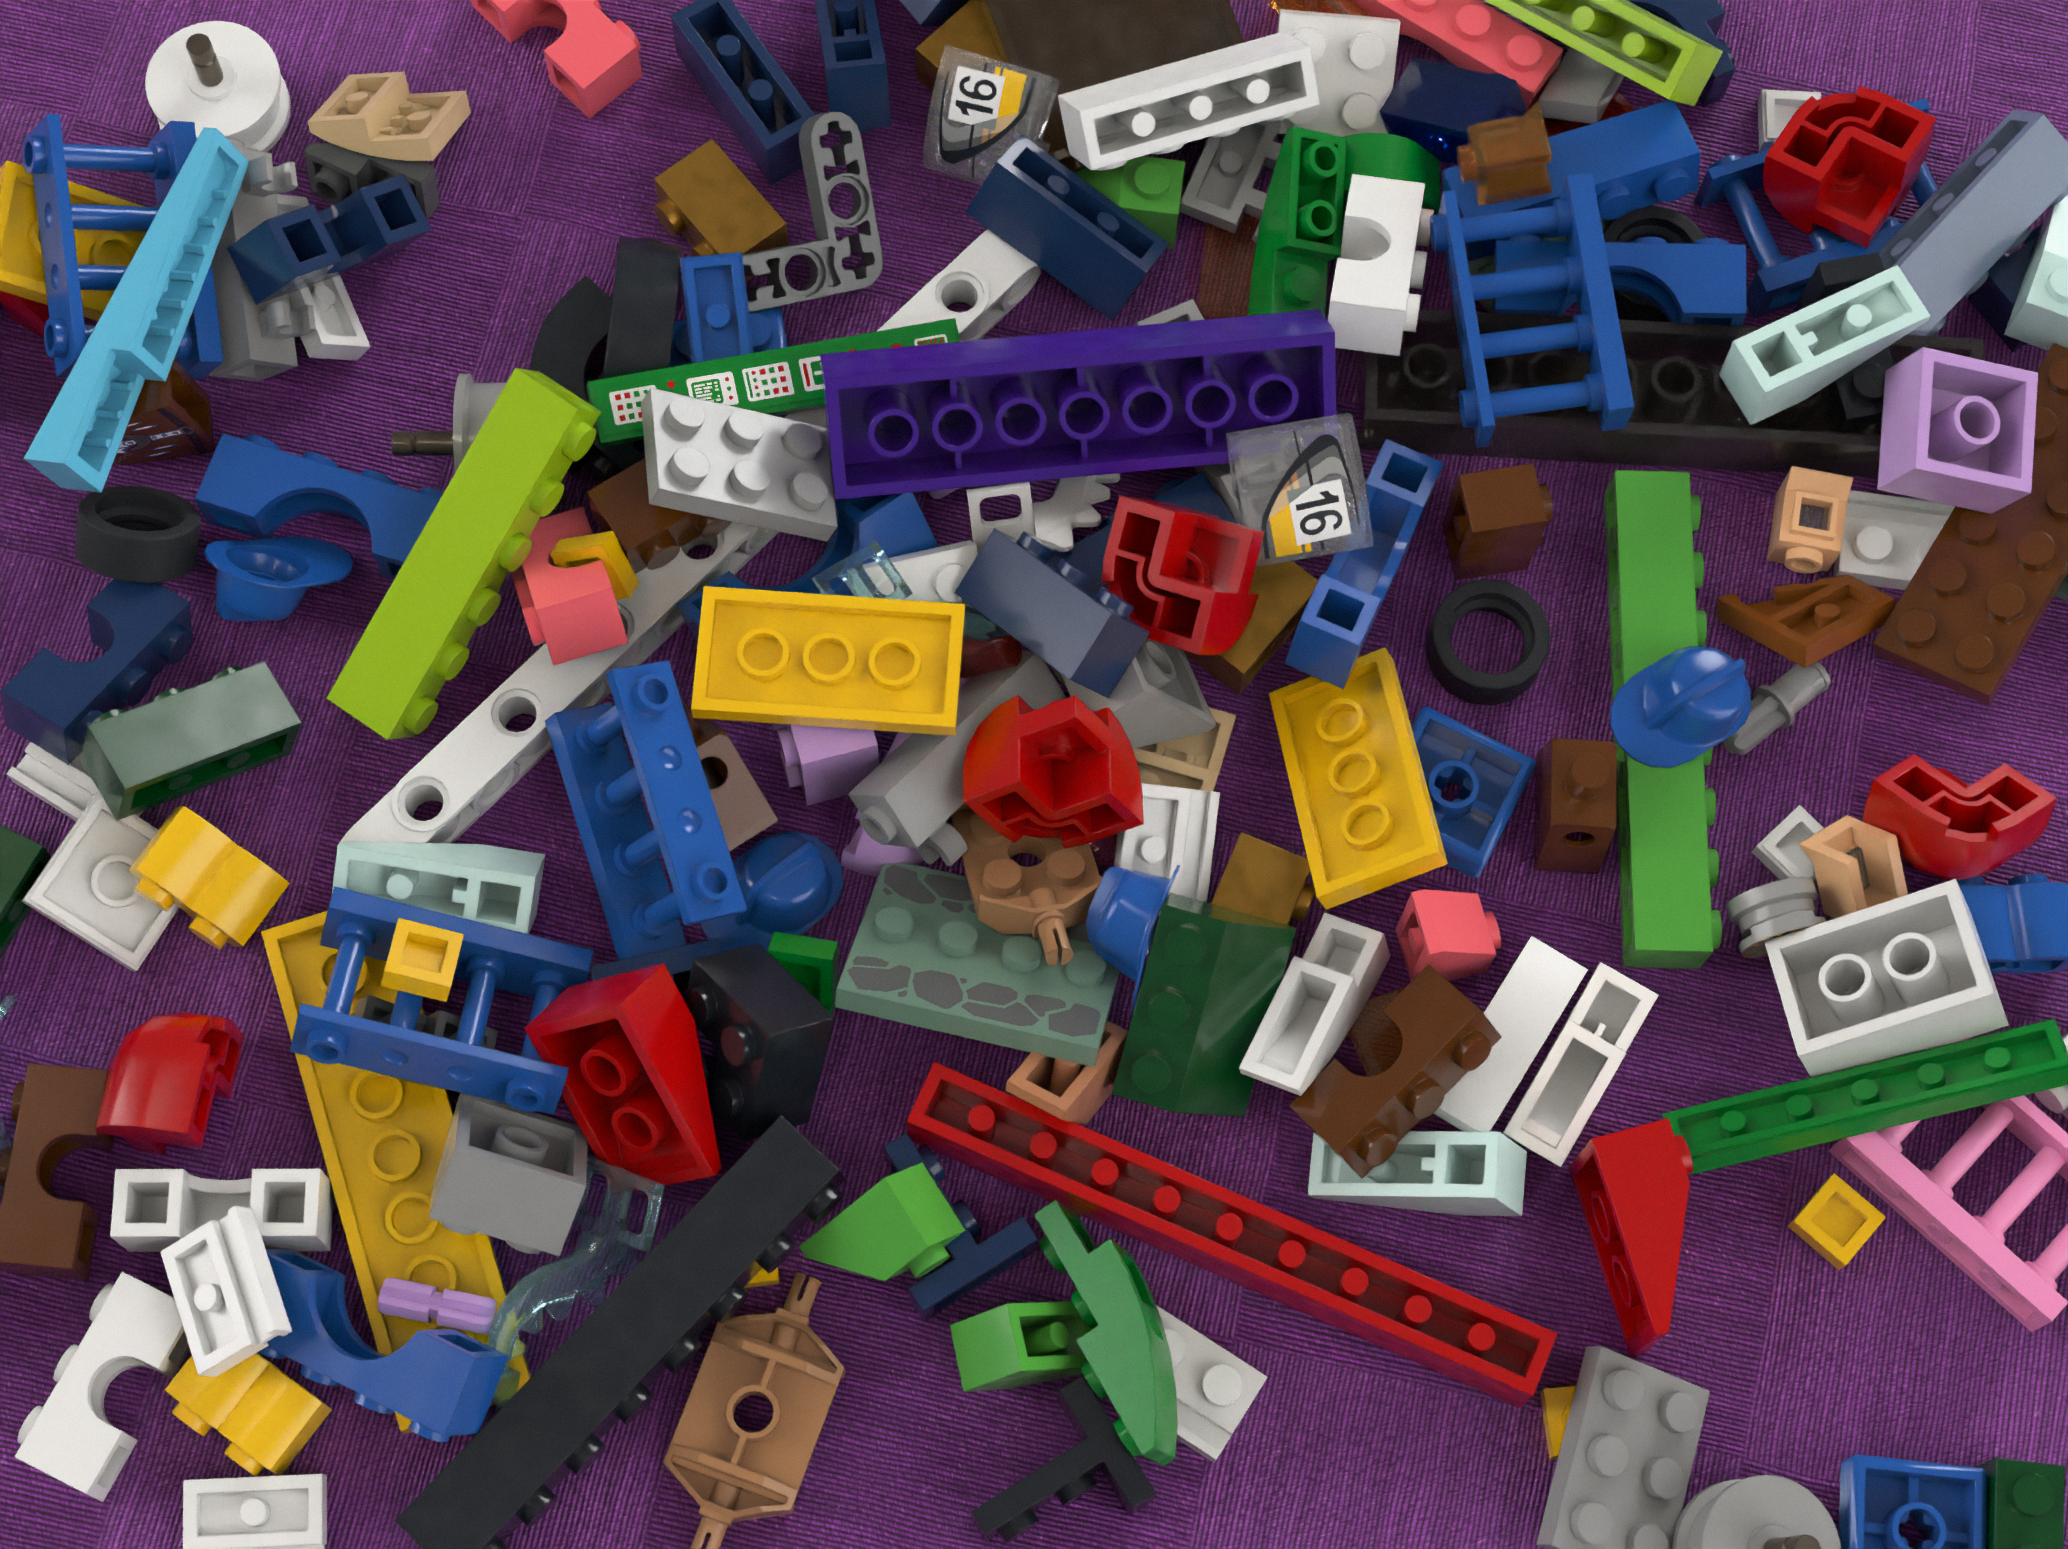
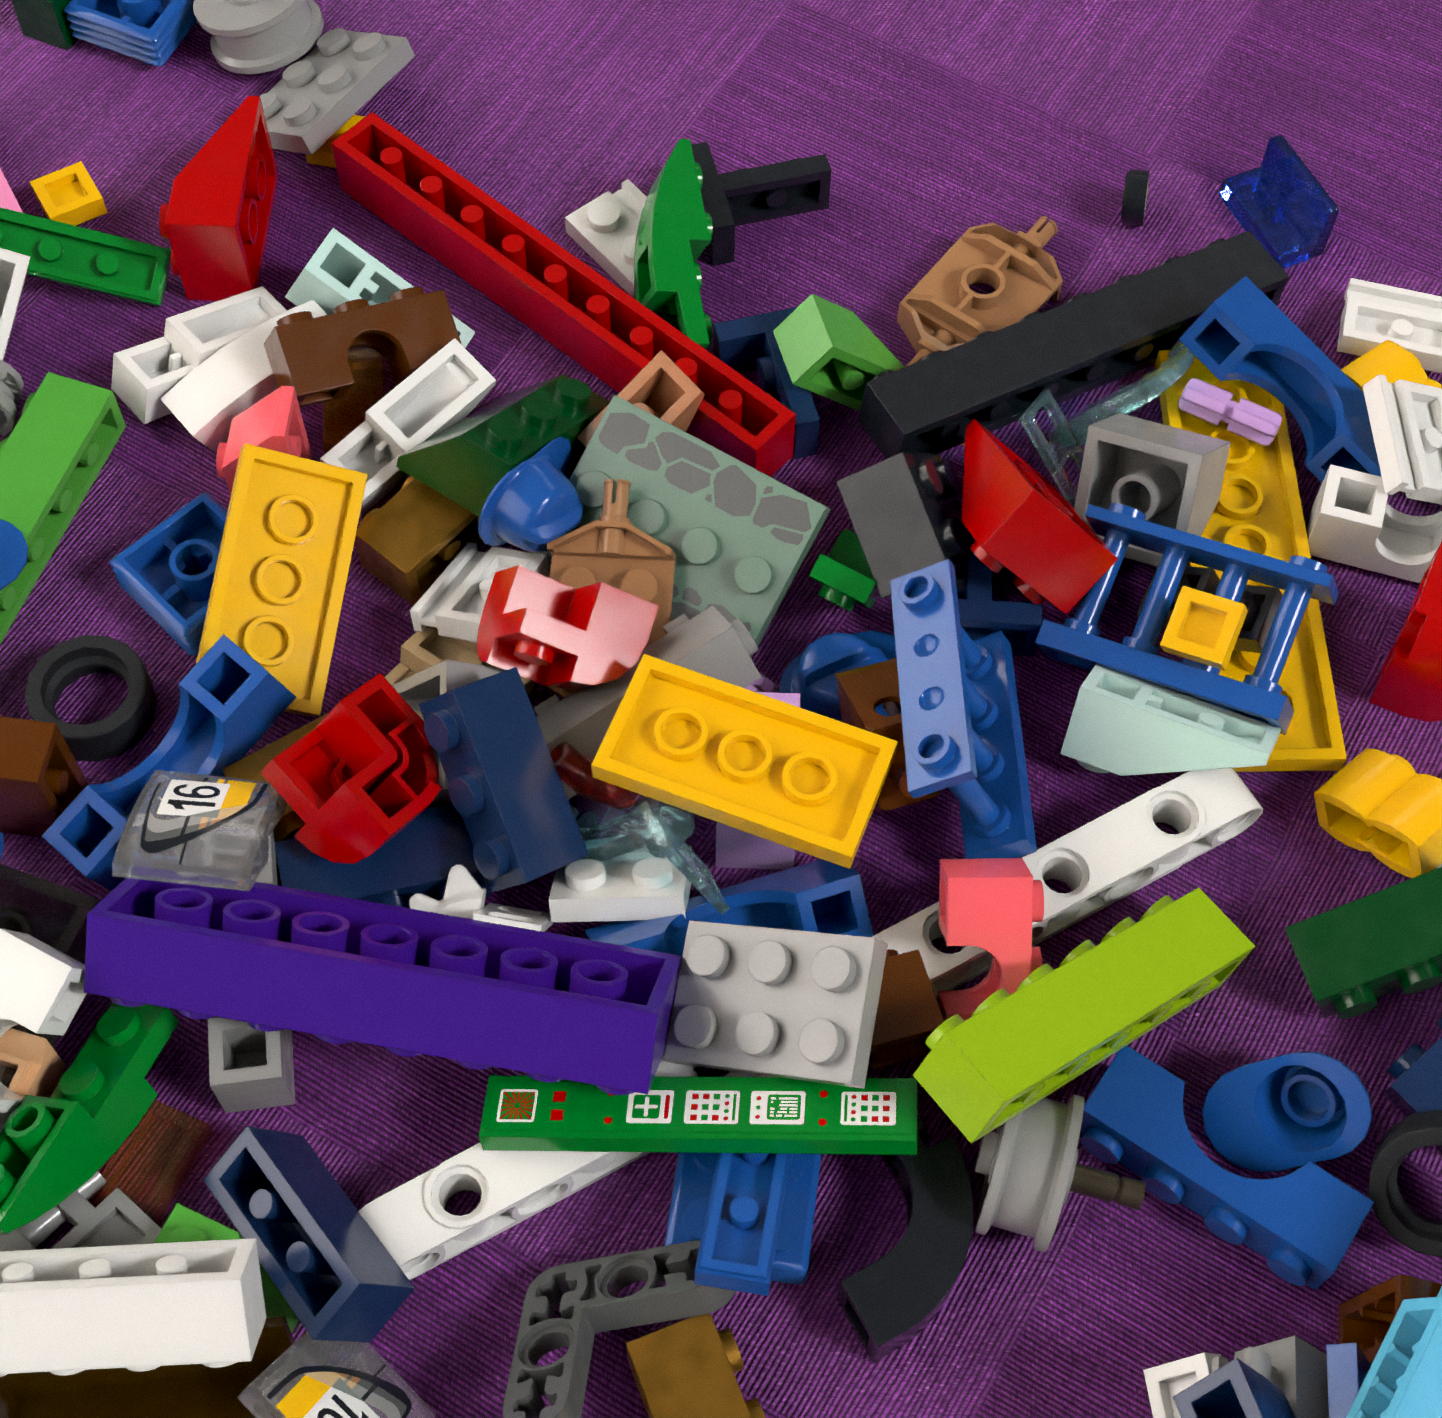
camera: 160 degrees left, 10 degrees down
(595, 547) = (953, 967): yellow plate -> none
(641, 306) = (822, 1270): black arch -> none
(1019, 1345) = (753, 274): bright green slope -> none
(1574, 795) = (87, 524): reddish brown torso -> none

